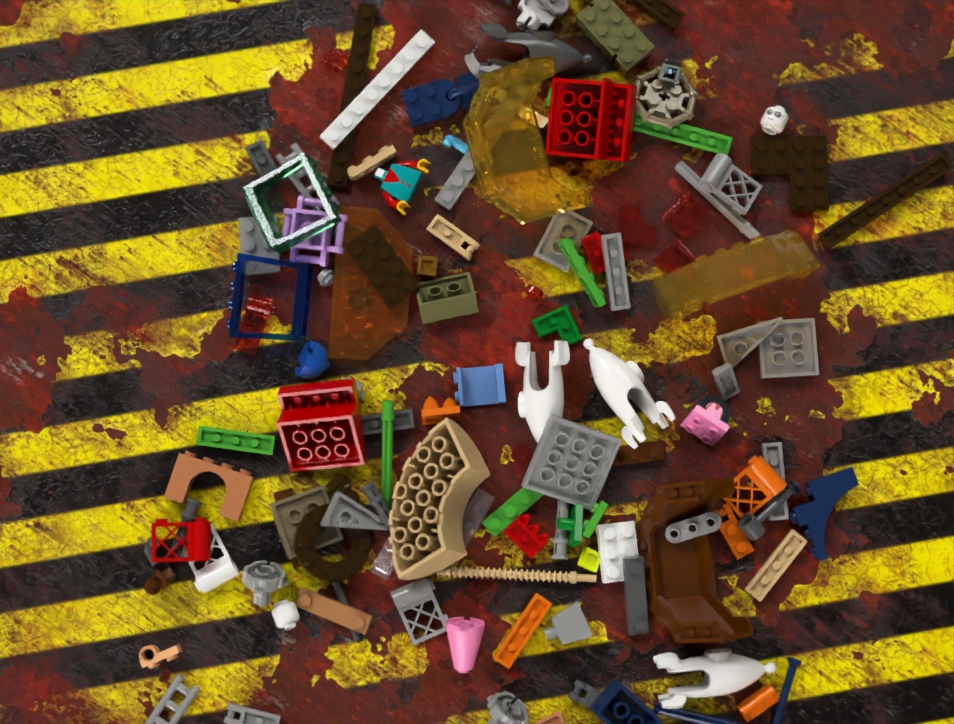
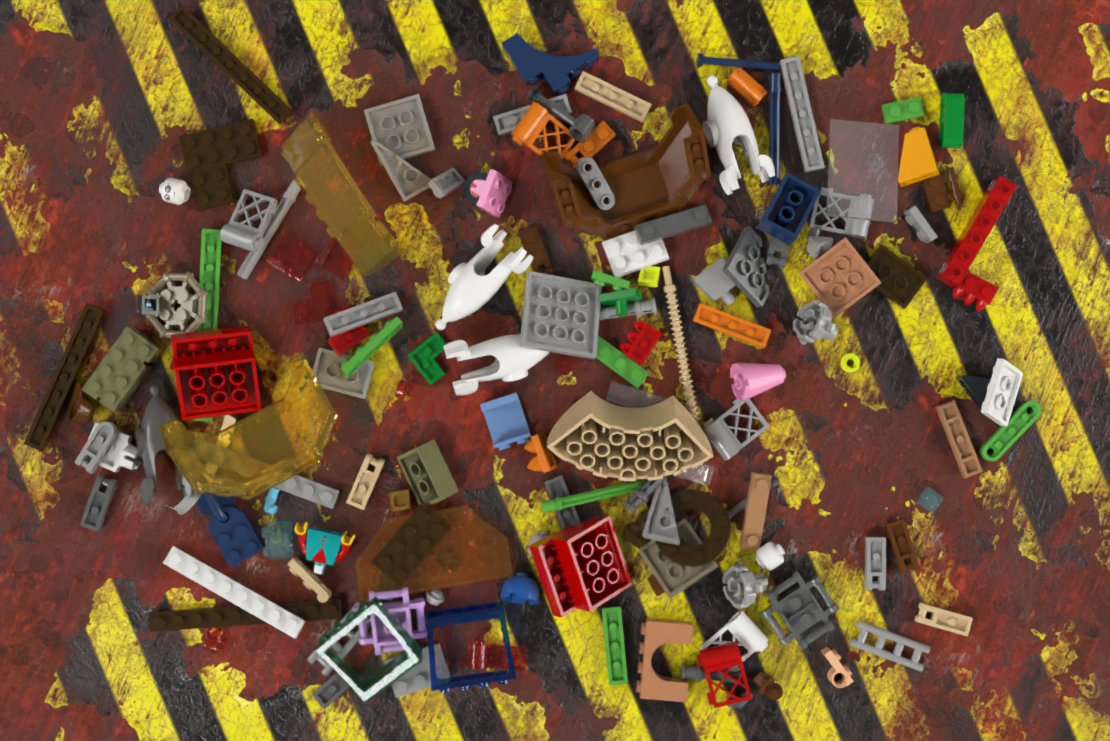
camera: 100 degrees left, 5 degrees up
(225, 631) = (799, 609): none -> dark grey brick
(416, 141) = (278, 540): none -> clear light blue cylinder
(576, 660) = (748, 267): none -> dark grey plate

